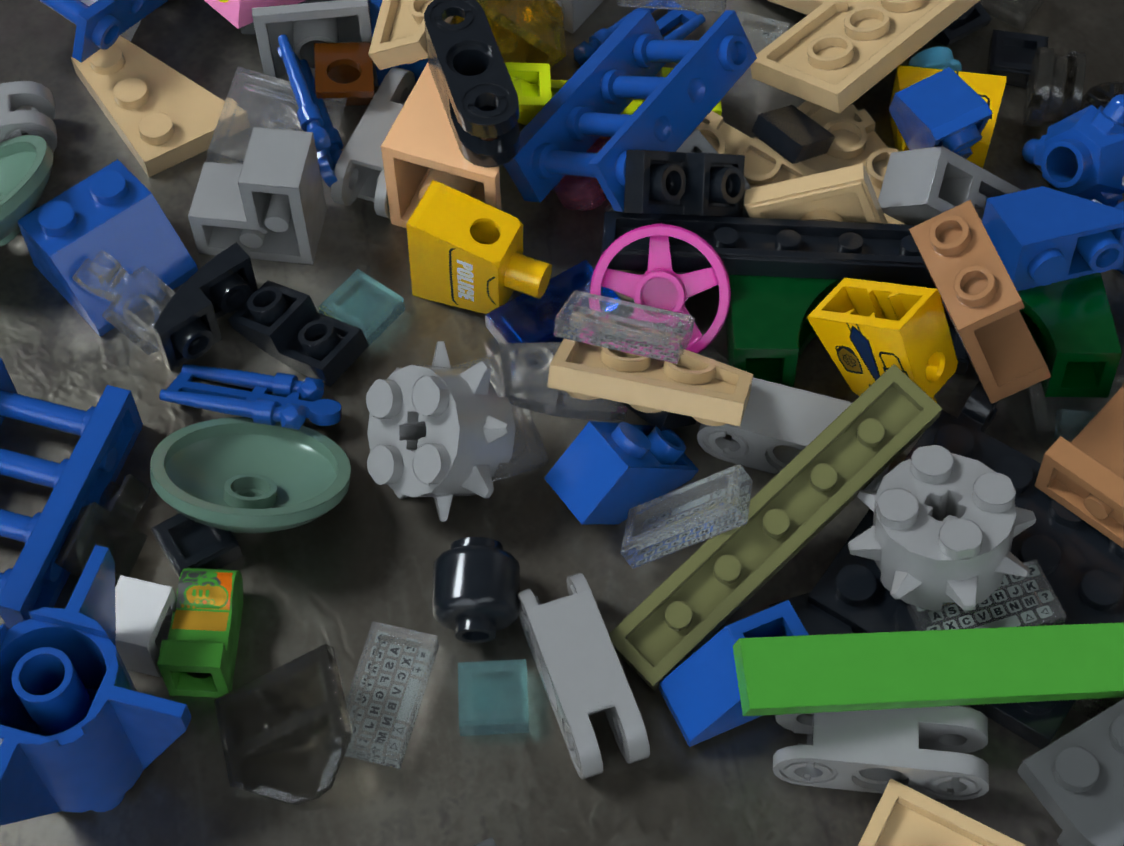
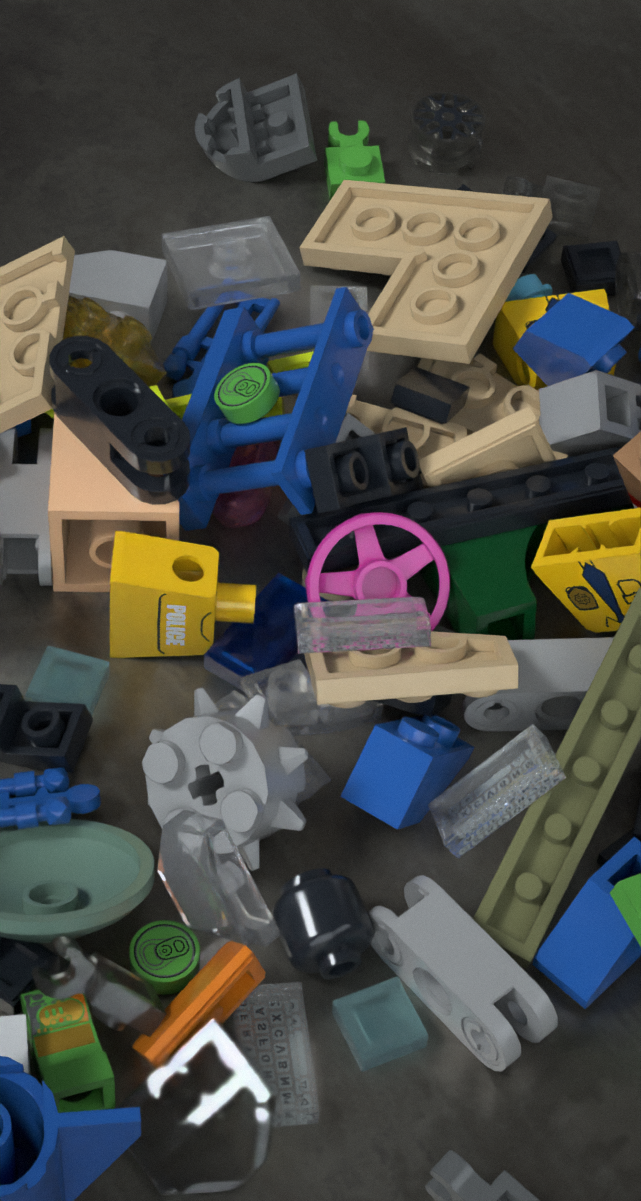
camera: 25 degrees left, 5 degrees down
(258, 587) = (113, 992): none -> clear smoke plate
(331, 574) = (165, 955): none -> bright green tile
(341, 627) = (209, 995): none -> orange slope
(384, 523) = (212, 881): none -> clear slope
(611, 88) = (247, 393): none -> bright green tile

